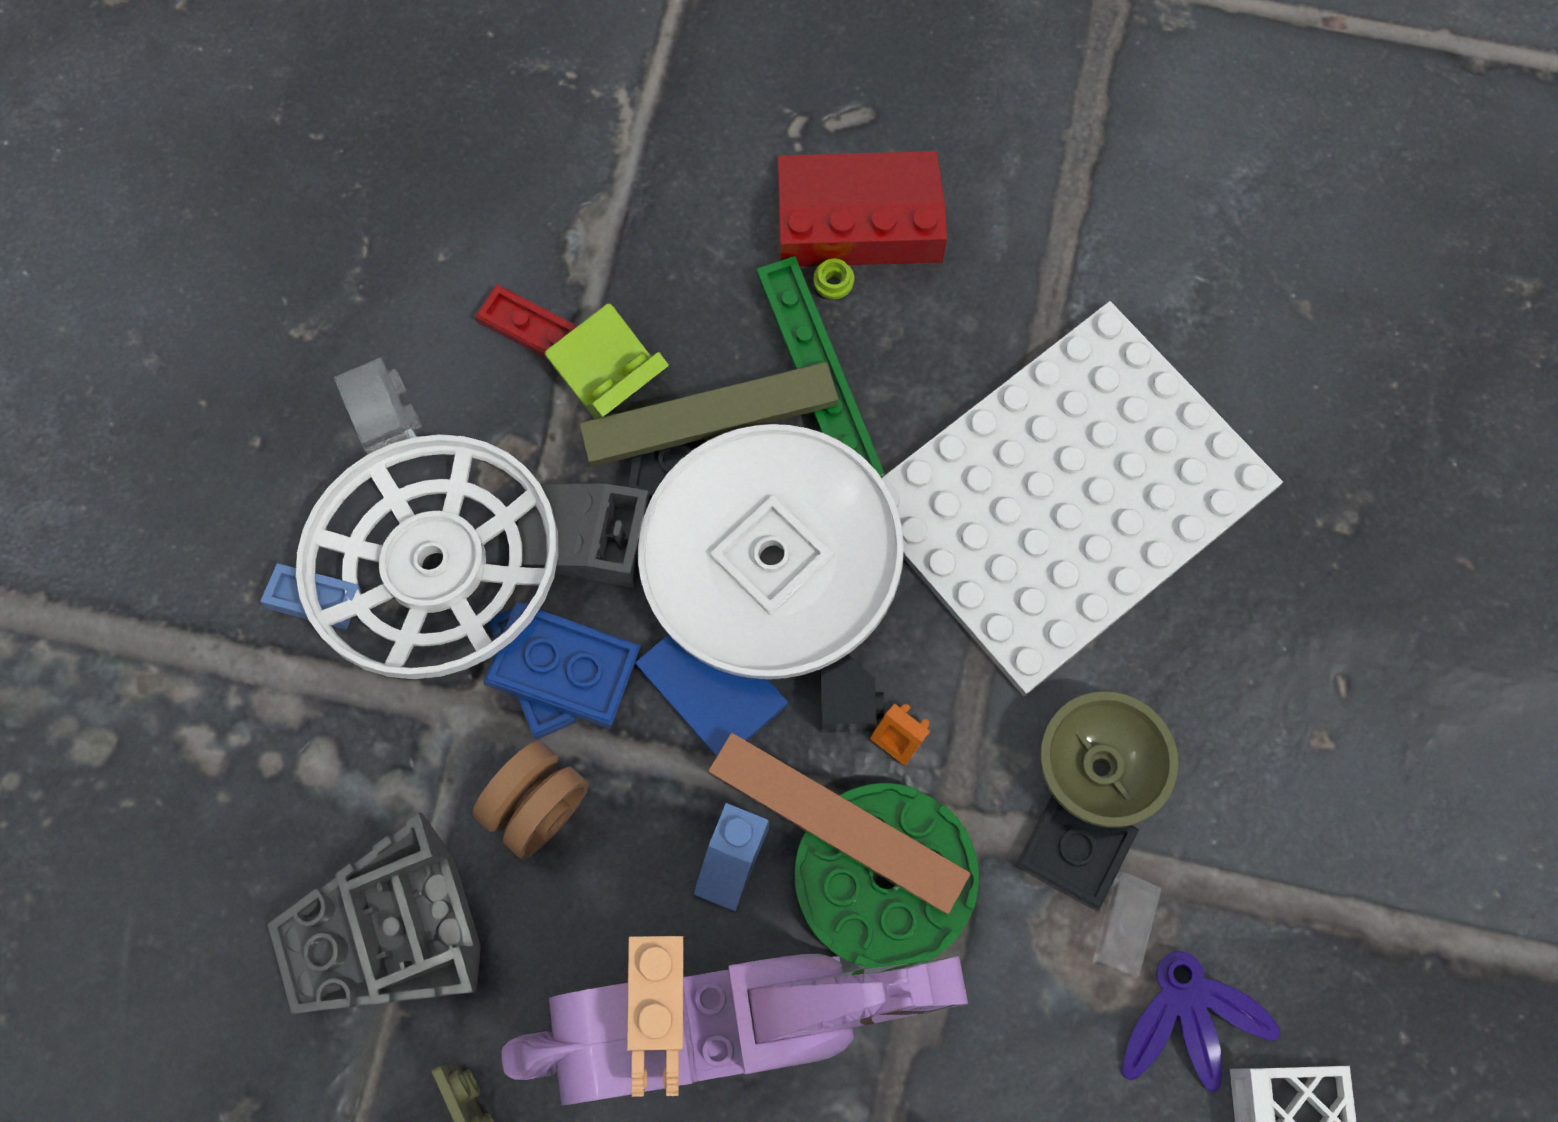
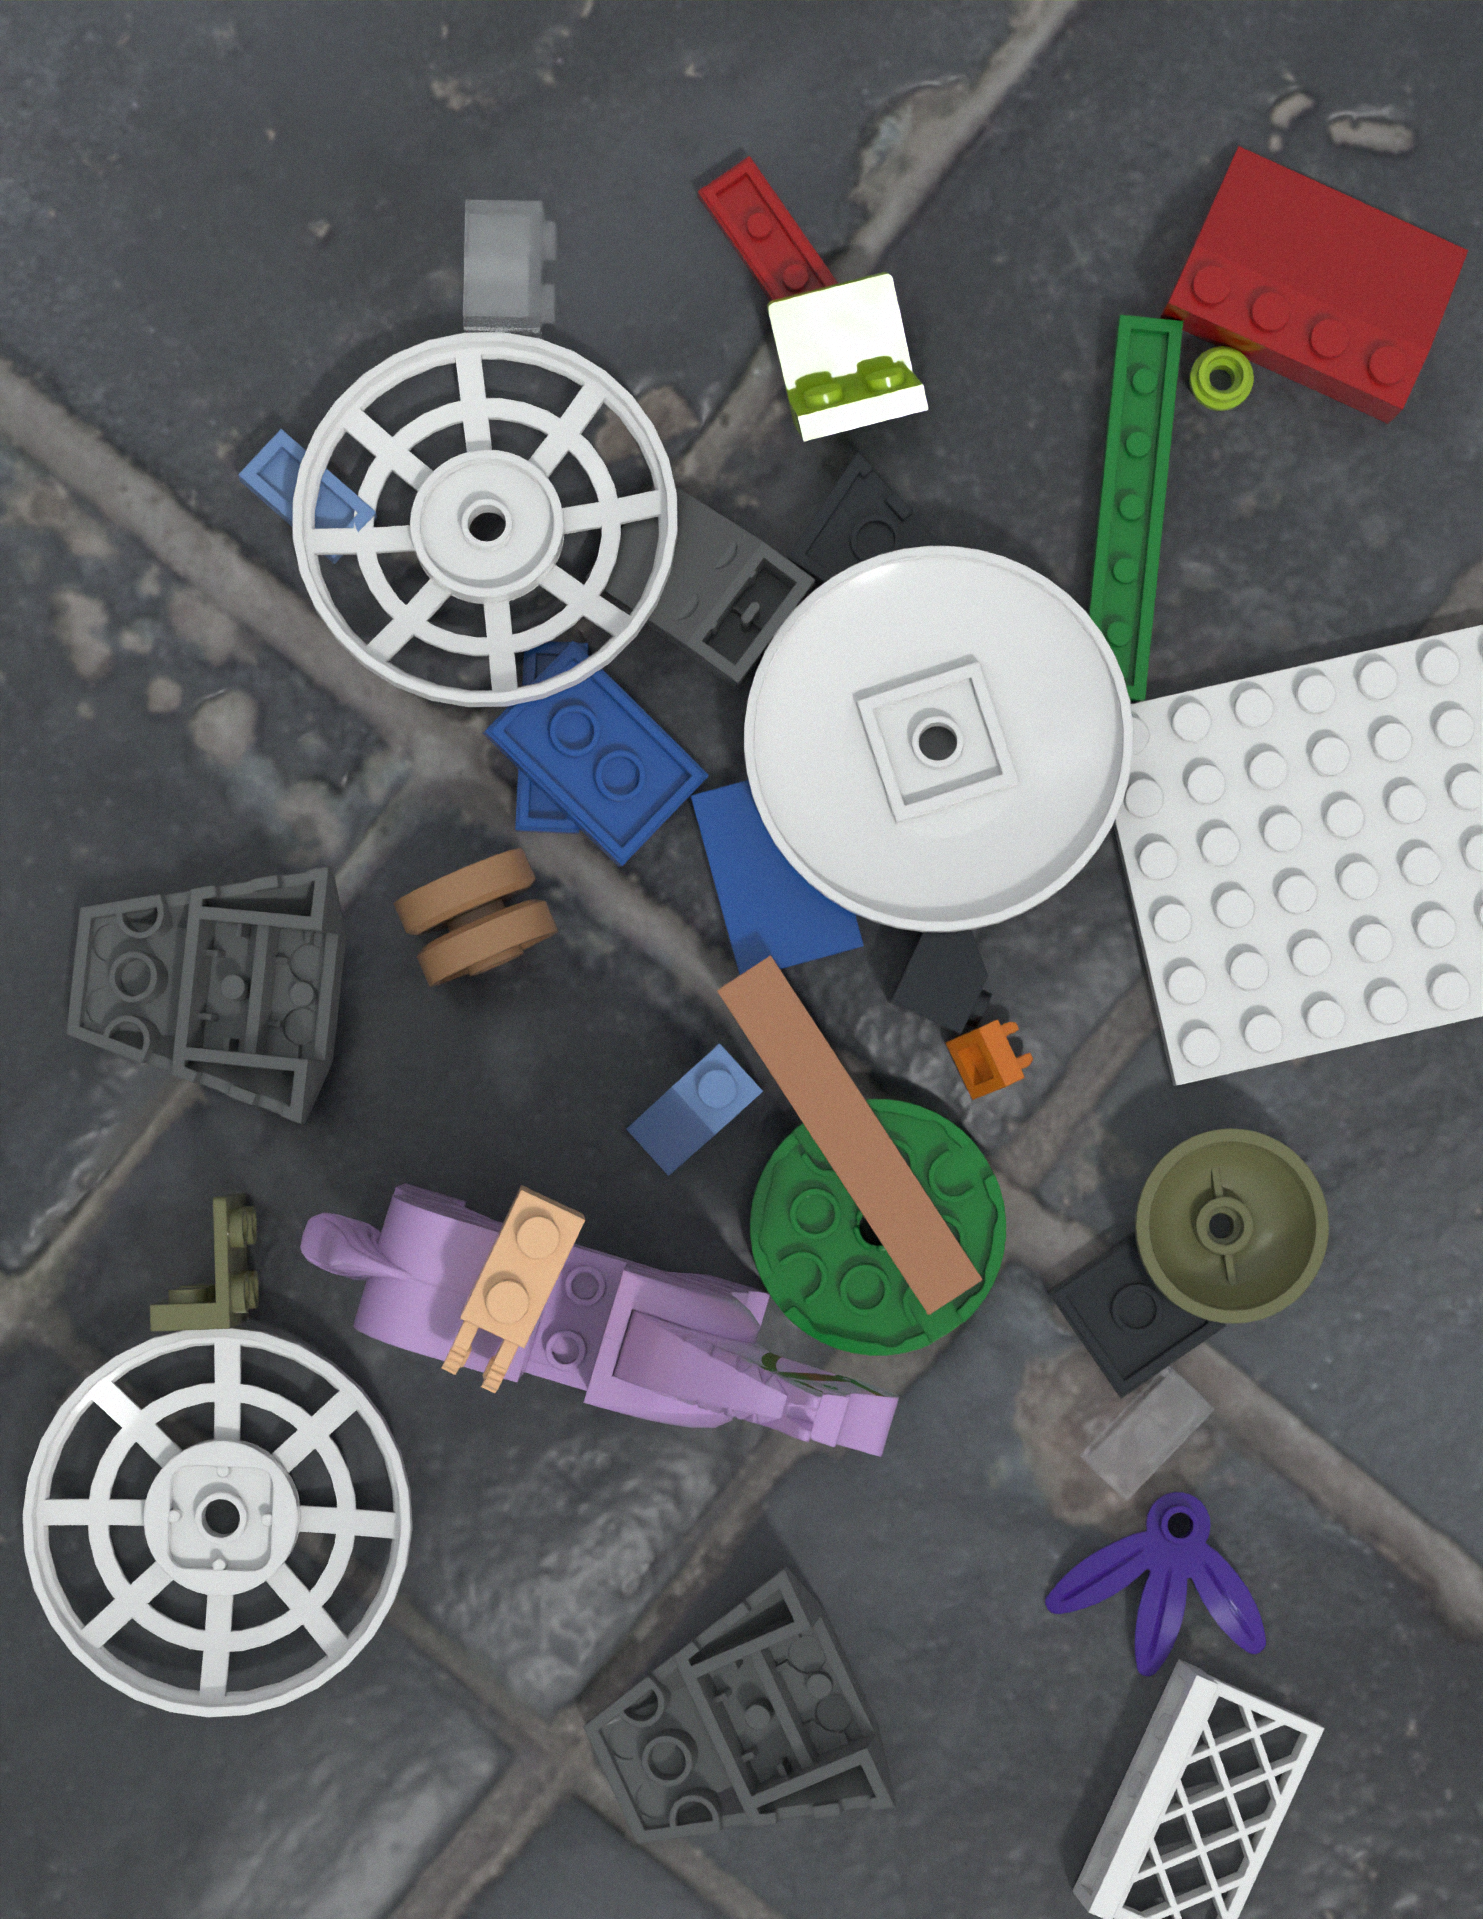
camera: 25 degrees right, 15 degrees up
(708, 414) = (950, 502): olive tile -> none

